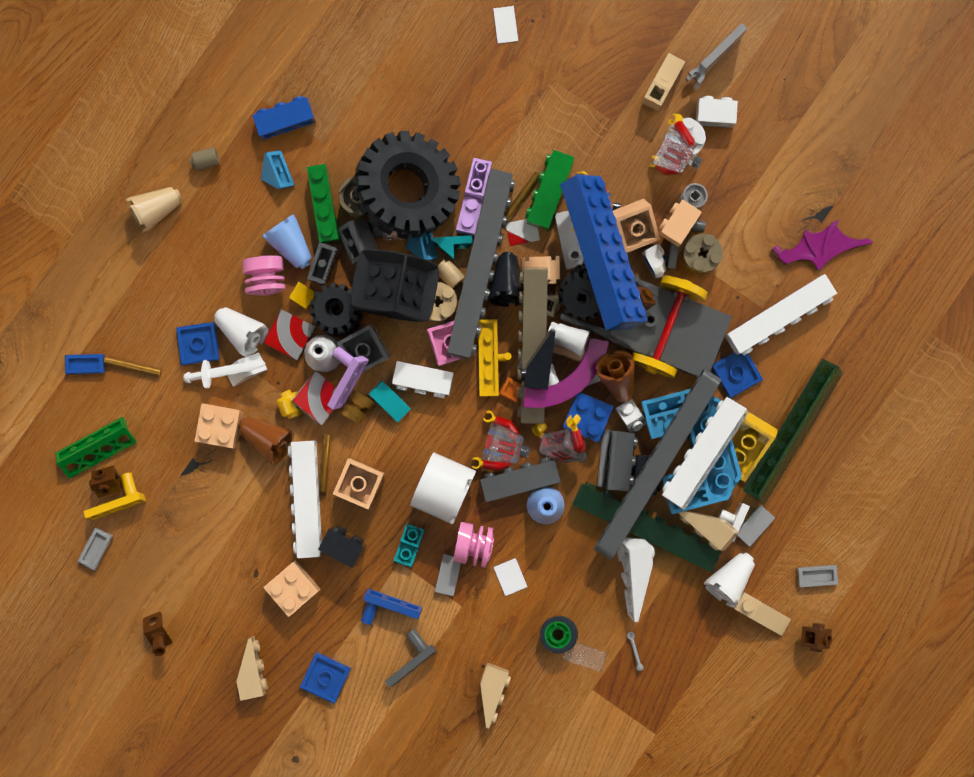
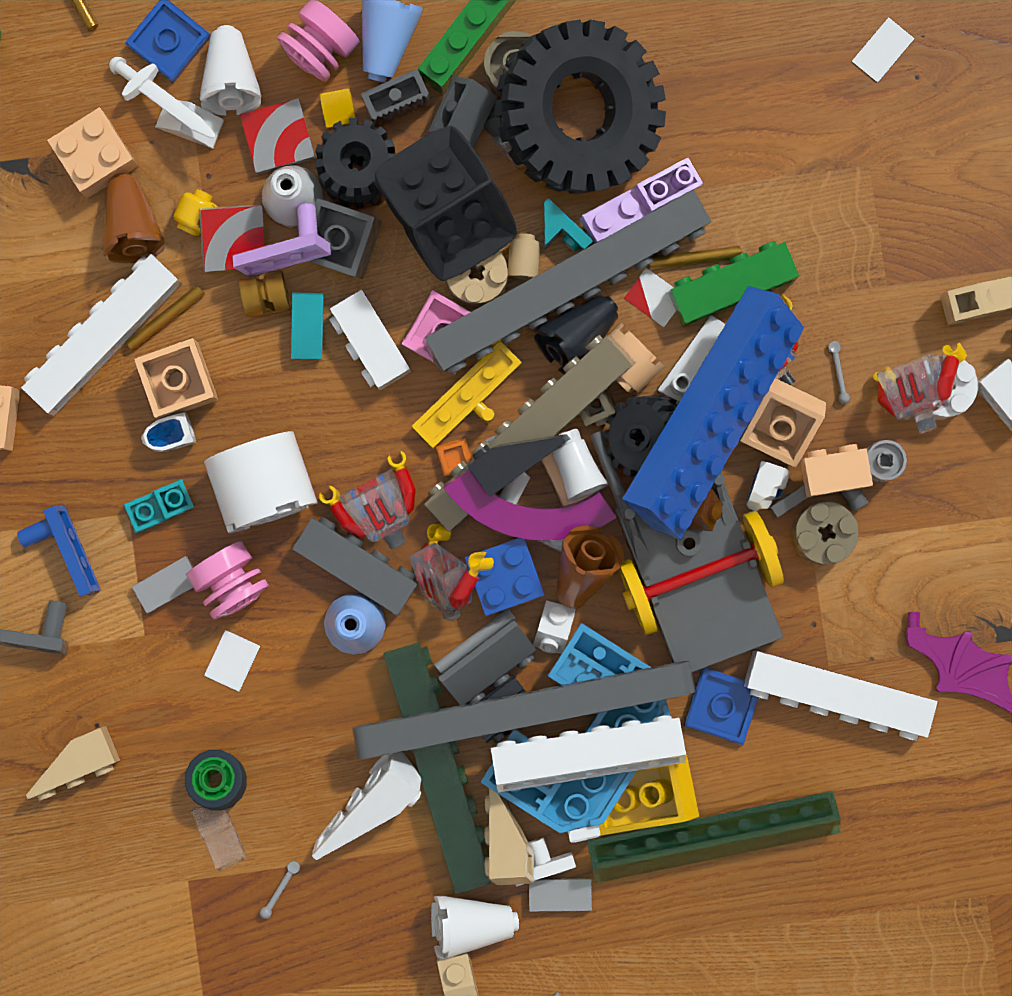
camera: 40 degrees right, 0 degrees up
(342, 546) = (84, 428): black brick -> none
(380, 510) = (169, 433): none -> rock
(423, 246) = (526, 196): dark azure slope -> none
(620, 172) = (834, 347): none -> light grey hinge
(738, 488) = (584, 833): none -> white tile

